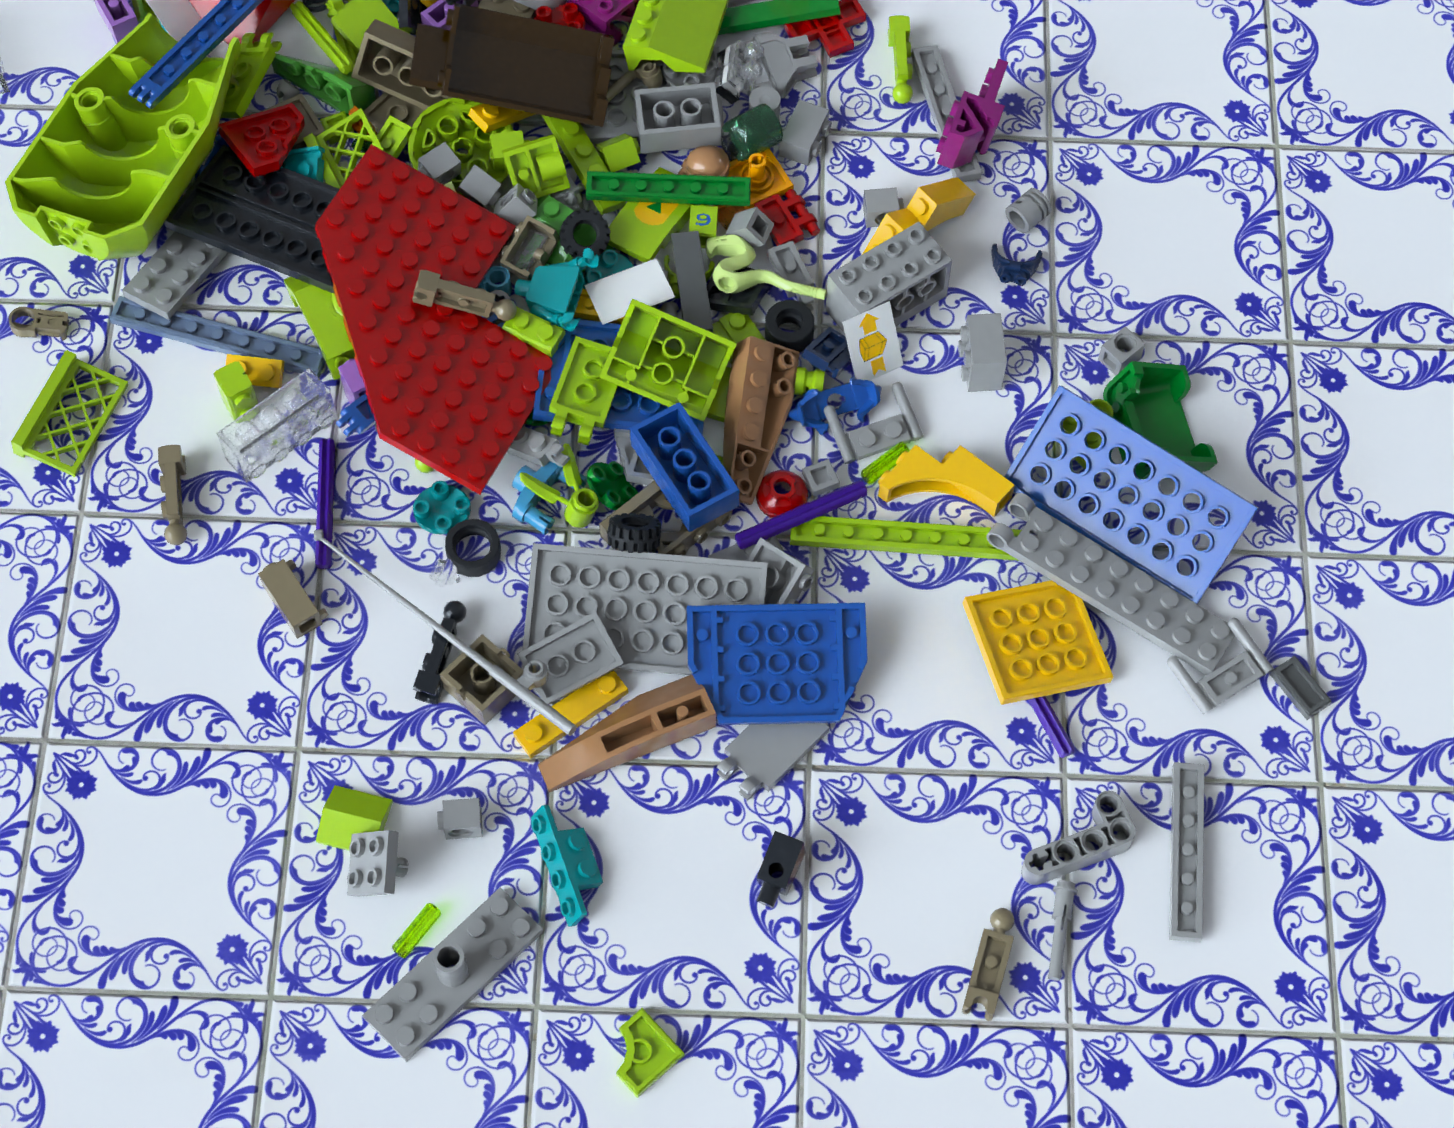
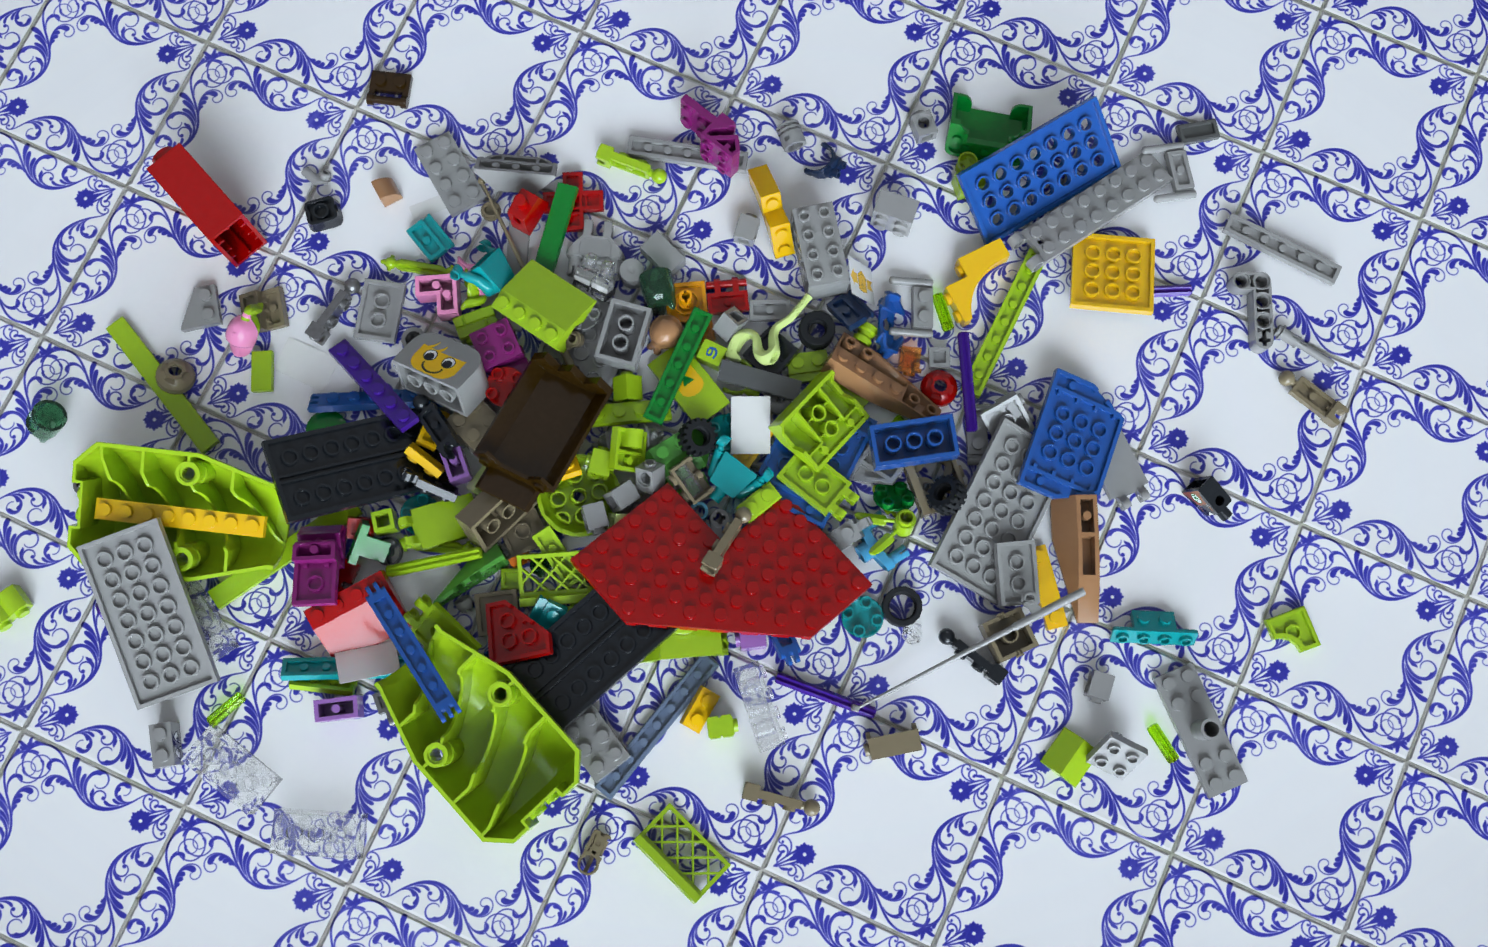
camera: 70 degrees left, 15 degrees up
(800, 444) = (909, 360): none -> clear orange bracket

